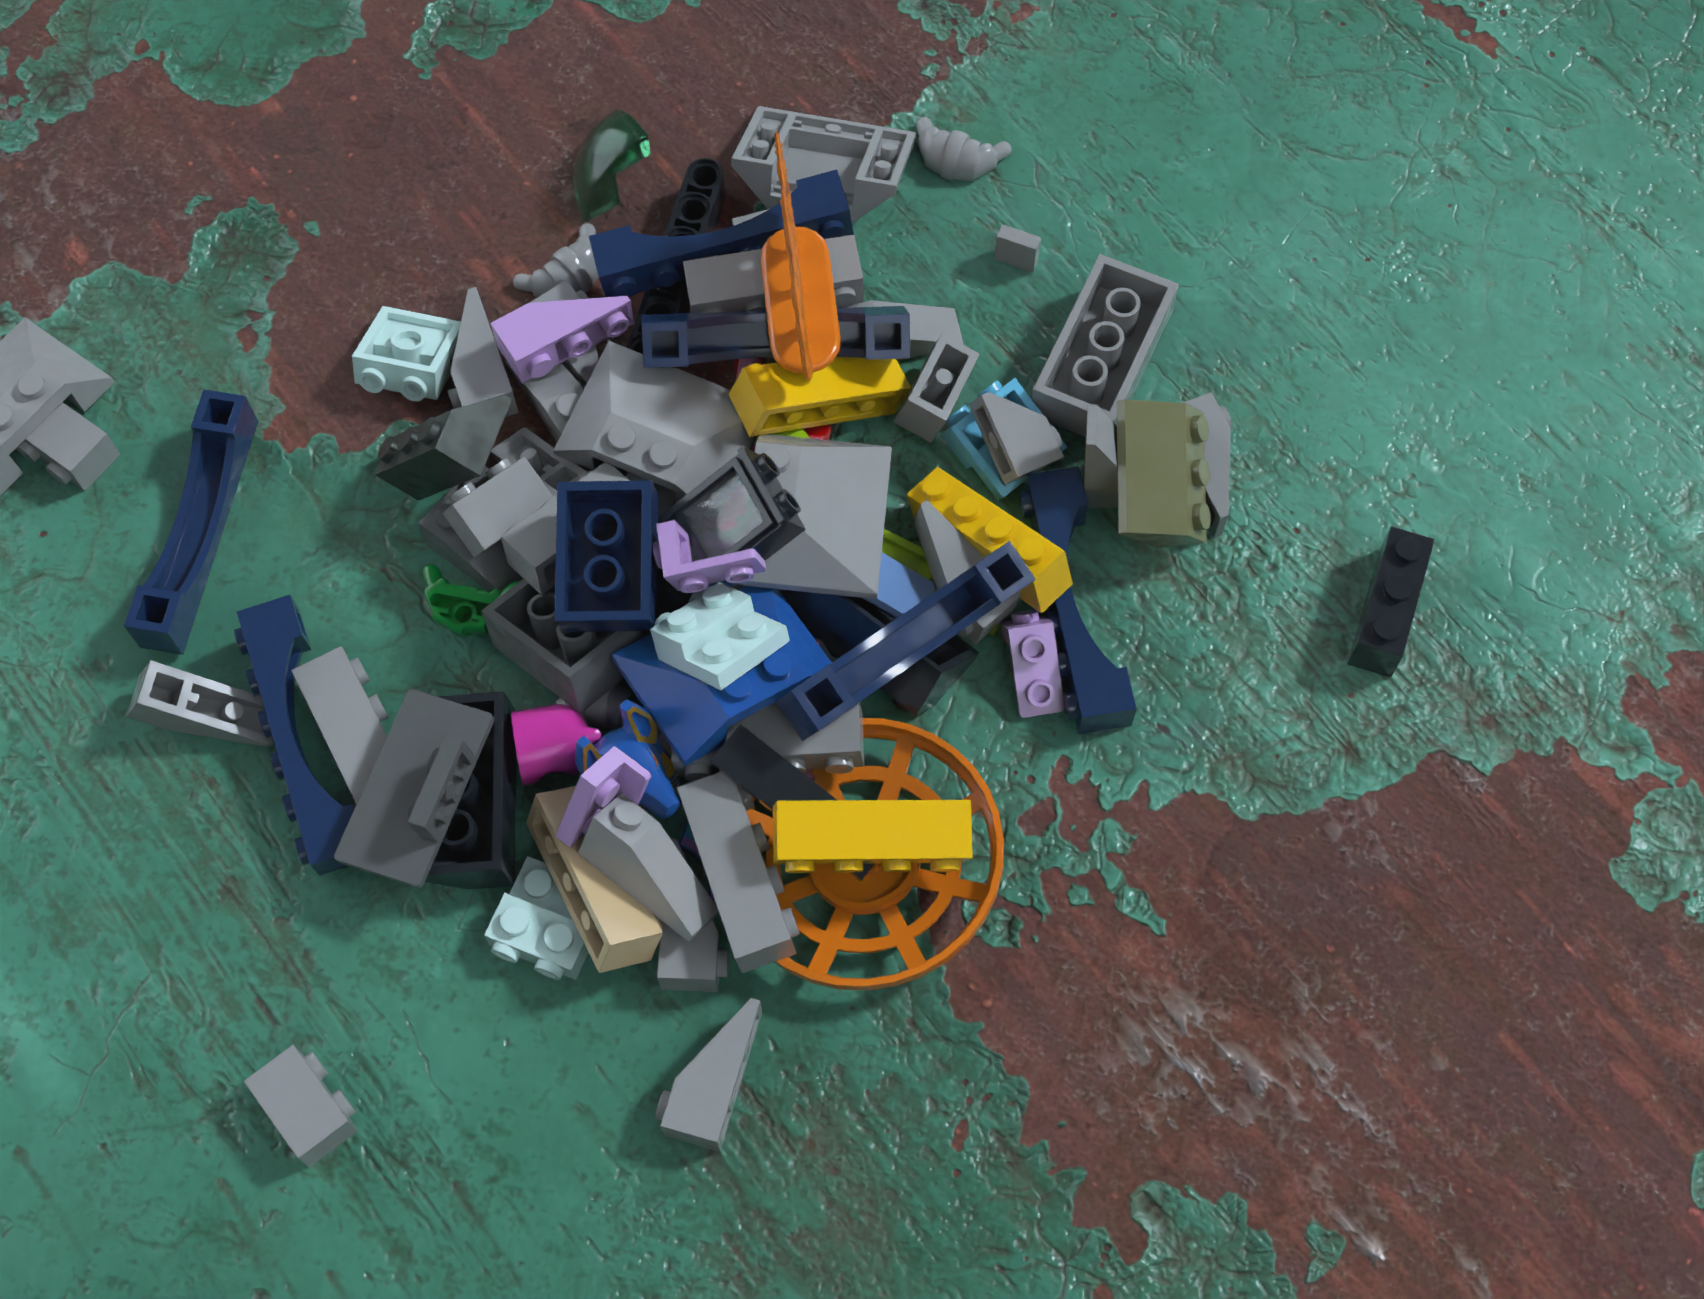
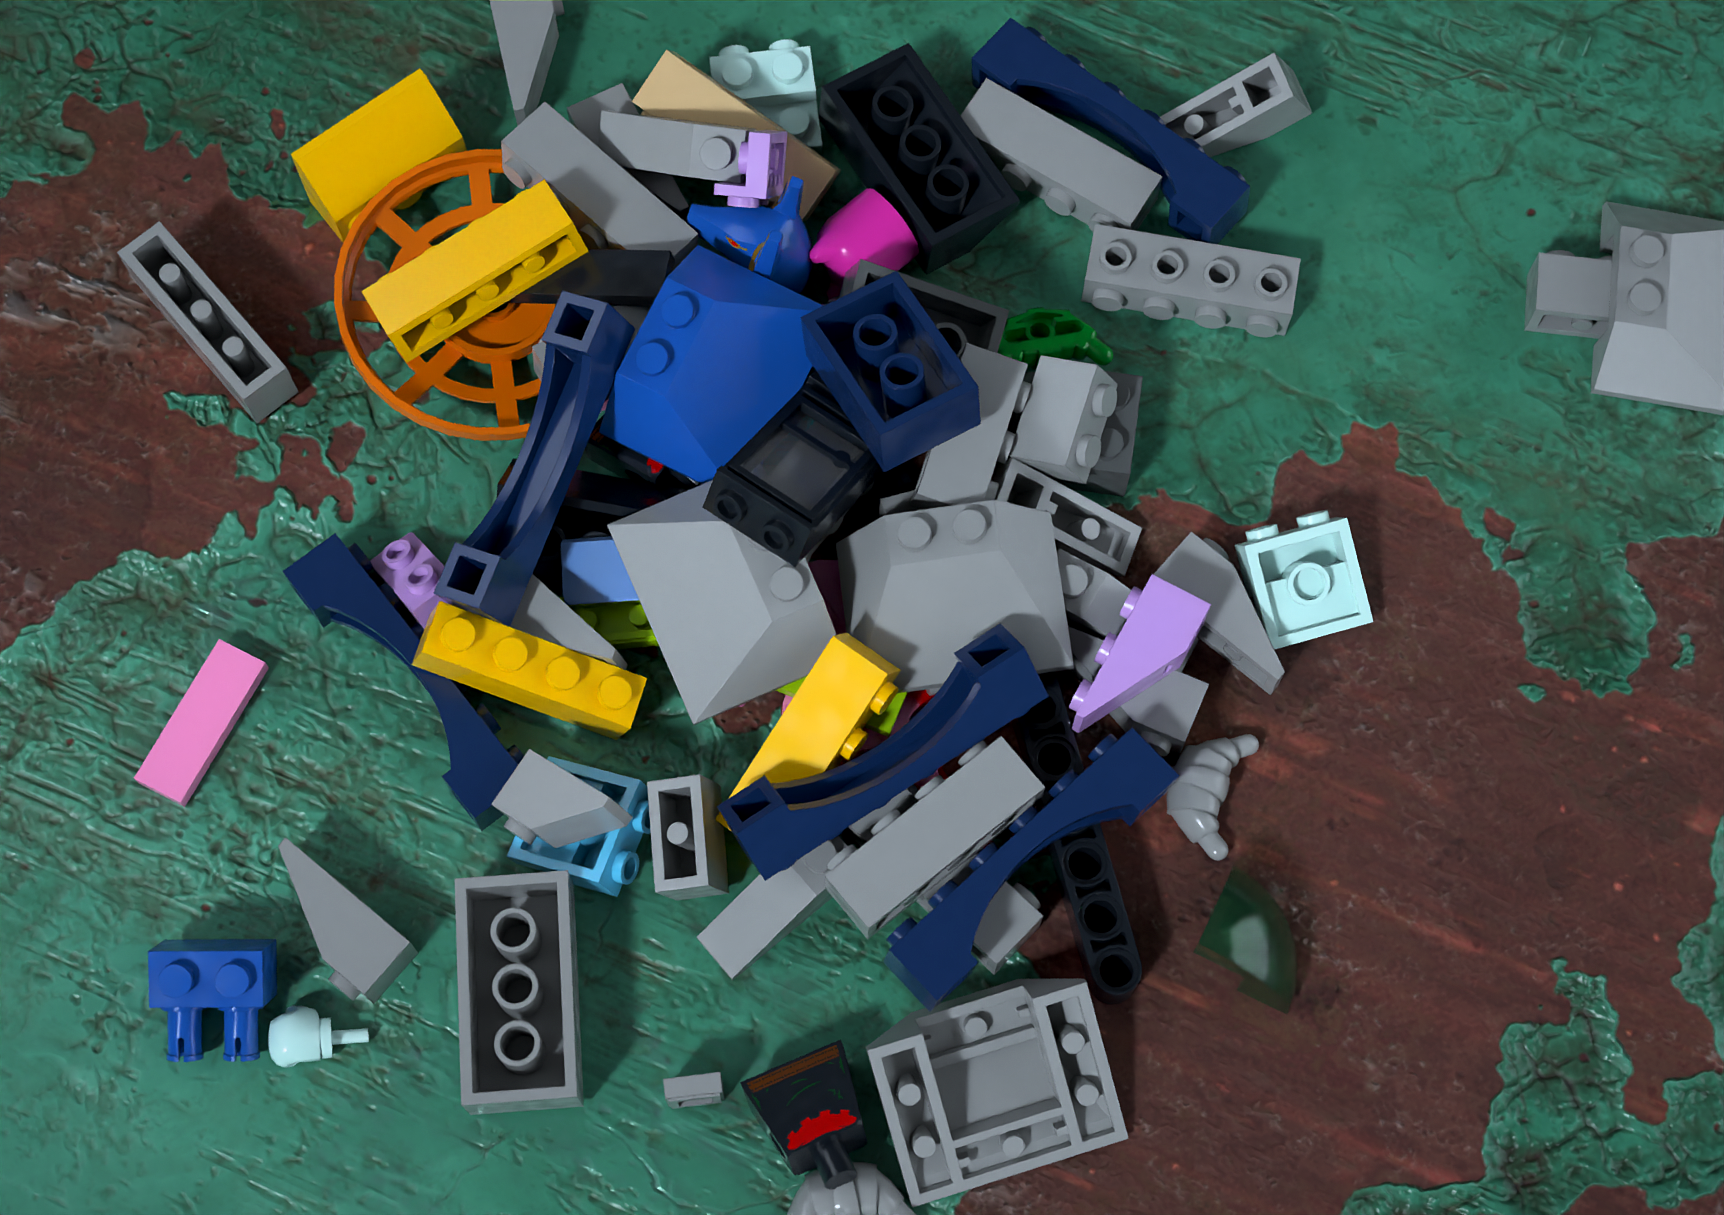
camera: 150 degrees right, 5 degrees up
(171, 596) = (1411, 357): dark blue arch -> none
(328, 596) = (1191, 281): none -> light grey brick
(414, 788) = (952, 112): dark grey bracket -> none
(442, 449) = (1171, 462): pearl dark grey slope -> none
(674, 558) = (803, 387): lavender bracket -> none
(717, 636) = (729, 356): light aqua plate -> none
(799, 291) = (880, 797): orange plant -> none
(893, 1020) = (373, 147): none -> yellow slope
(949, 194) = (811, 1113): none -> black torso
(1100, 460) = (436, 830): light grey slope -> none
(1104, 951) = (208, 322): none -> light grey brick
(1162, 473) = (370, 839): olive slope -> none
(1244, 653) = (201, 723): none -> bright pink tile
(1264, 405) = (305, 1038): none -> light aqua piece
(1313, 460) = (212, 973): none -> blue brick
(1391, 602) = (57, 851): black brick -> none

